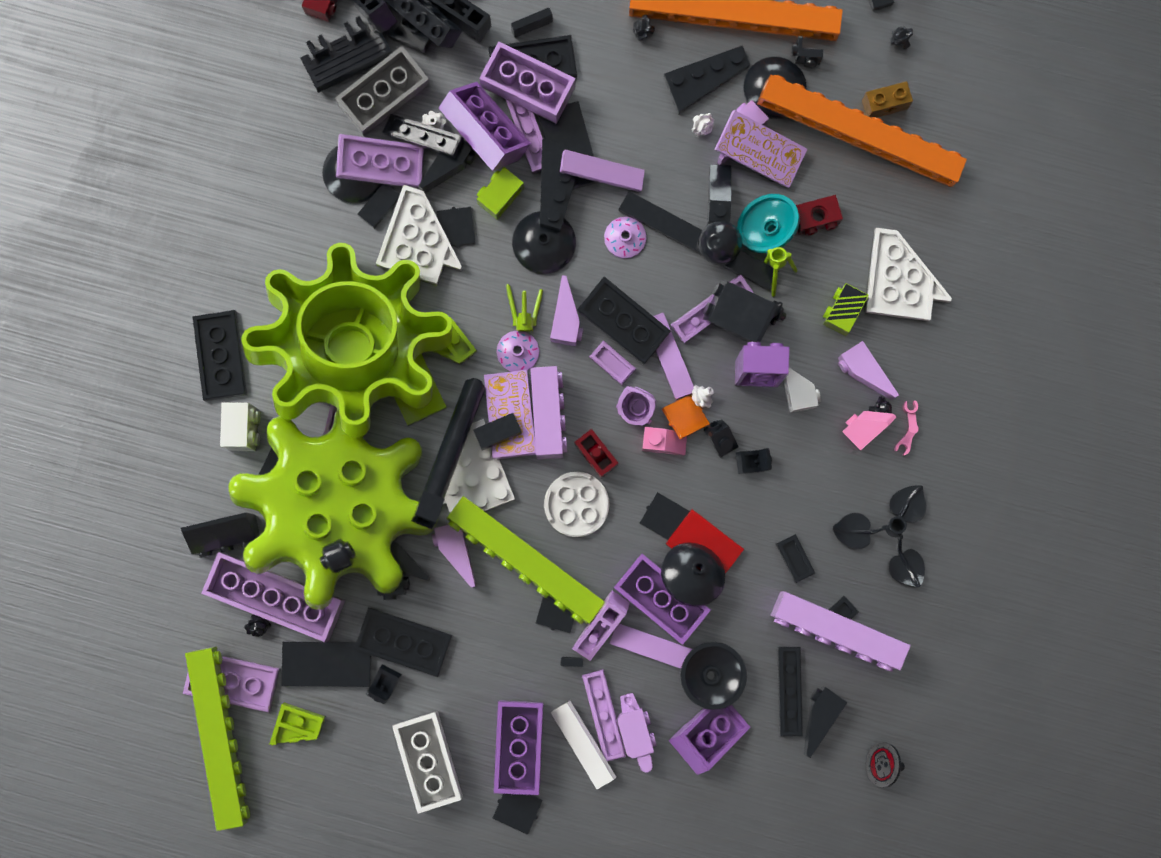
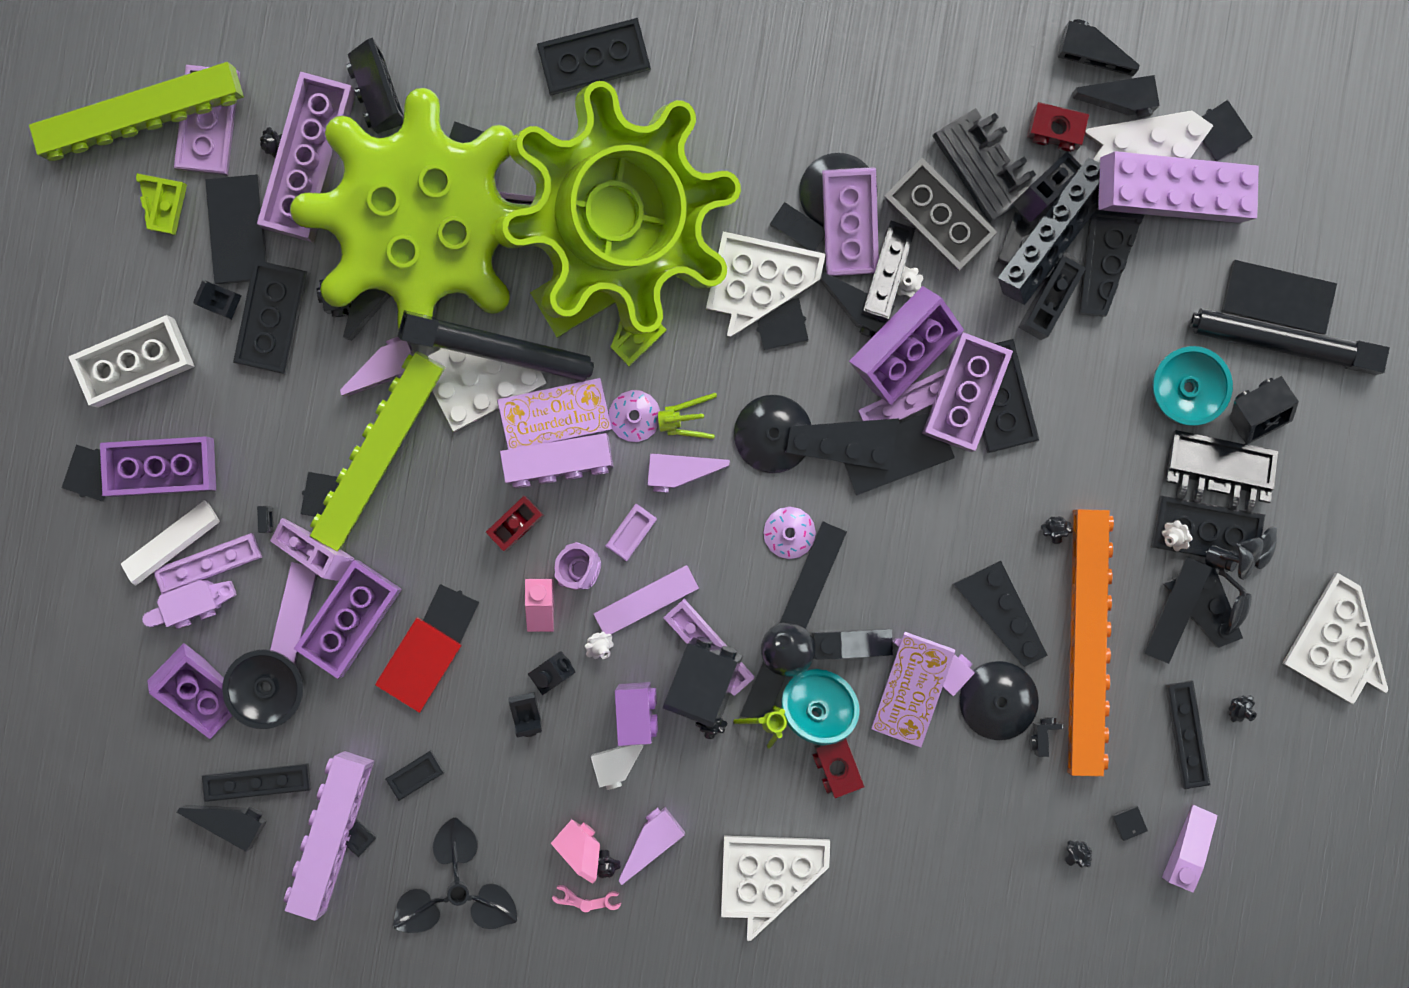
camera: 80 degrees right, 5 degrees up
(239, 427) = (504, 91): white brick -> none
(337, 556) = (347, 227): black head -> none
(497, 431) = (529, 401): black tile -> none
(500, 192) = (827, 373): lime brick -> none
(531, 22) = (1049, 389): black tile -> none
(576, 504) = (455, 506): white tile -> none
(602, 170) = (866, 495): lavender tile -> none
(623, 320) = (681, 540): black tile -> none
(685, 417) = (571, 627): orange piece -> none
(685, 581) = (370, 641): black dish -> none
(702, 124) = (940, 615): white plant -> none
(845, 309) = (723, 810): brick -> none
(861, 130) = (948, 813): orange brick -> none
(884, 764) = (177, 901): shield -> none
(887, 100) = (993, 842): pearl gold brick -> none

